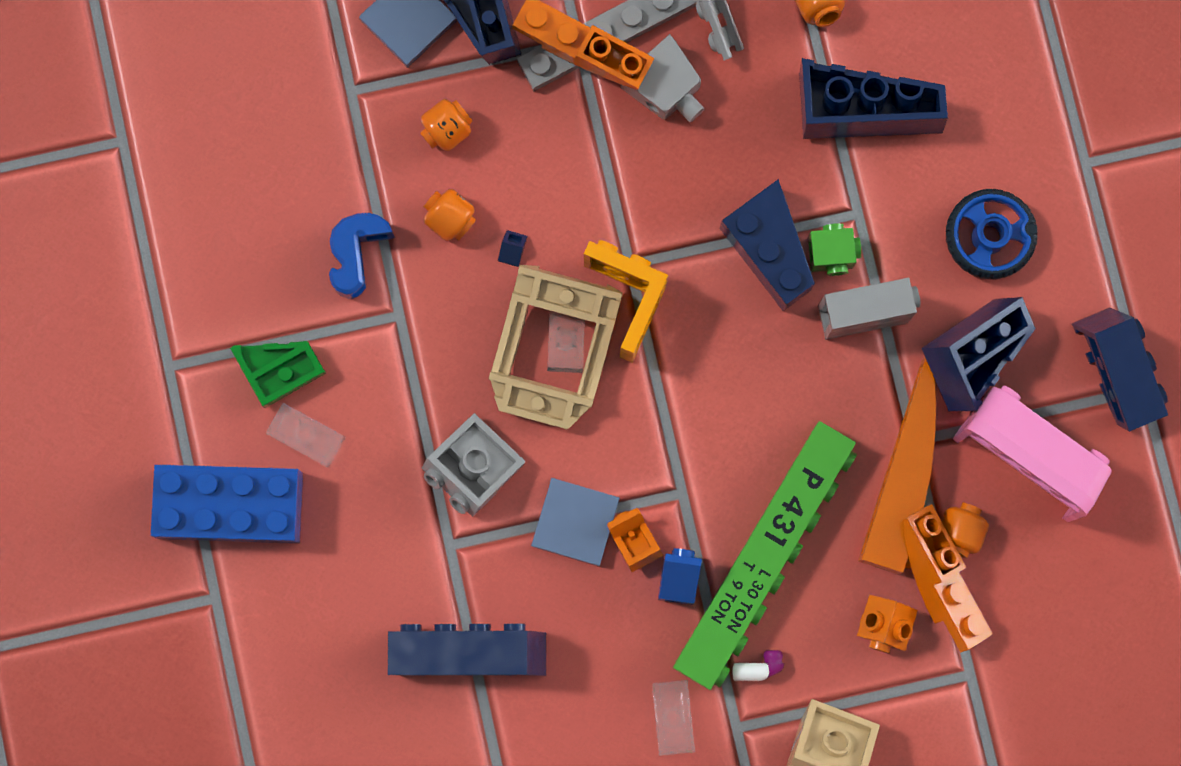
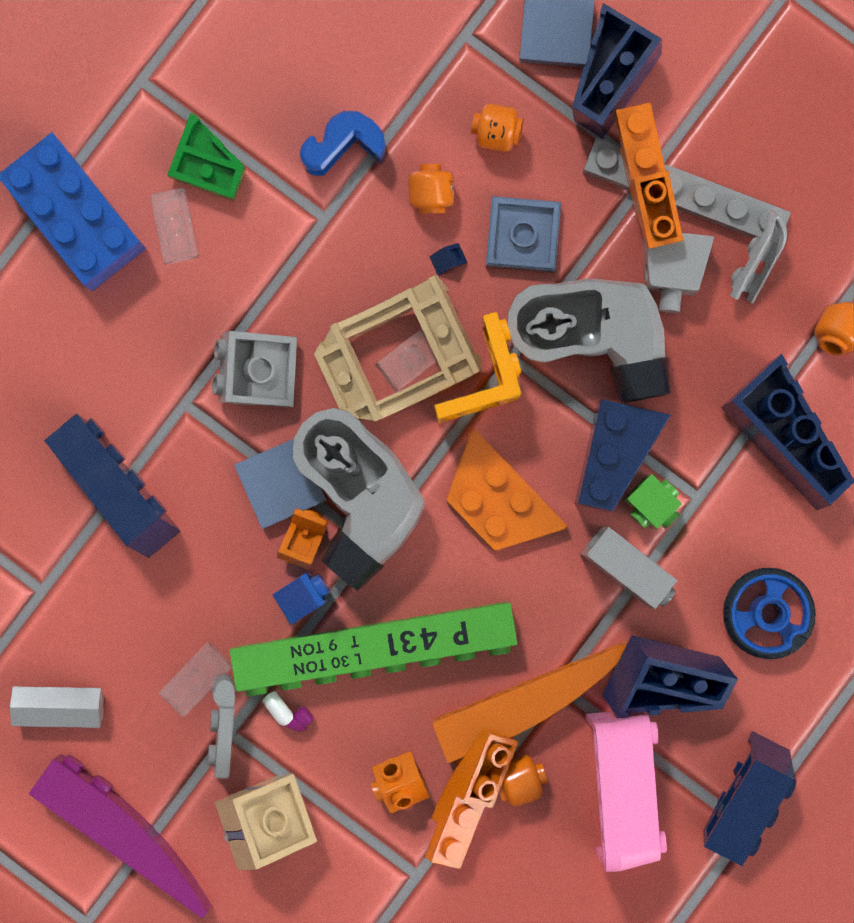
camera: 50 degrees right, 5 degrees up
(543, 175) = (523, 234): none -> sand blue tile
(636, 454) = (365, 485): none -> light grey piece
(656, 177) = (596, 320): none -> light grey piece
(726, 723) = (222, 723): none -> light grey hinge
(730, 365) = (498, 499): none -> orange wing

